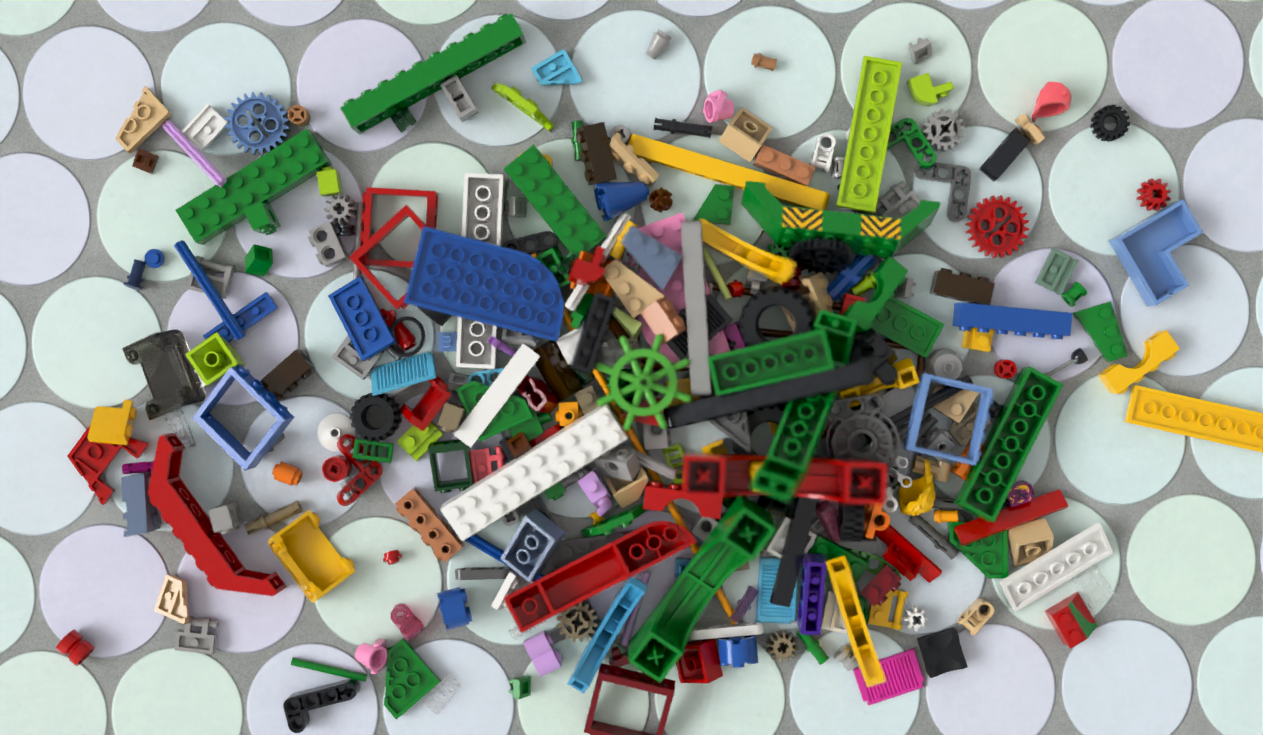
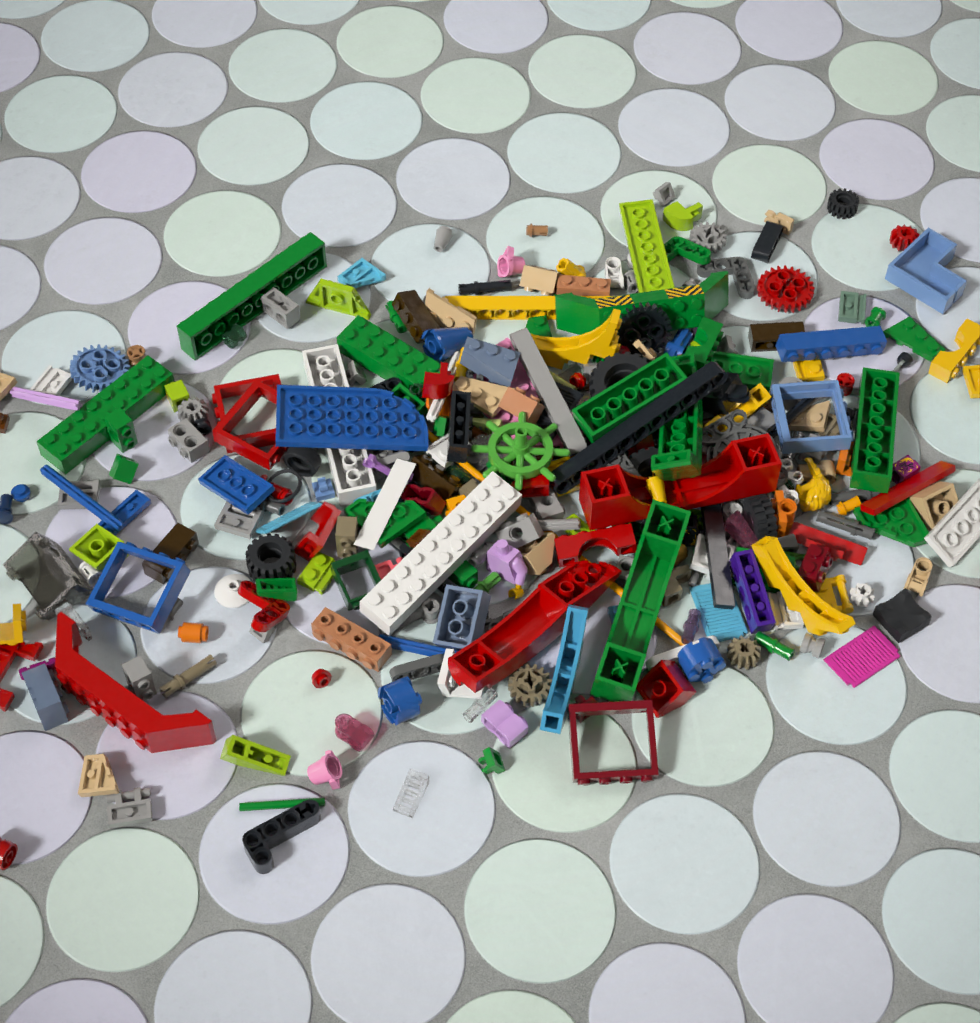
camera: 15 degrees left, 35 degrees down
(310, 556) = (231, 700): yellow windscreen -> none
(313, 620) = (254, 756): none -> lime slope
(336, 468) = (242, 611): red wheel -> none
(359, 227) = (213, 422): light grey bar -> none
(406, 678) = (368, 787): green plate -> none
(567, 503) = (489, 582): none -> bright green axle
(608, 525) = (530, 582): green wing -> none
(633, 615) = (585, 666): lavender bar -> none
(661, 200) = (485, 335): reddish brown gear -> none
(779, 140) = (567, 267): none -> yellow piece
(1052, 100) = (788, 197): coral helmet -> none

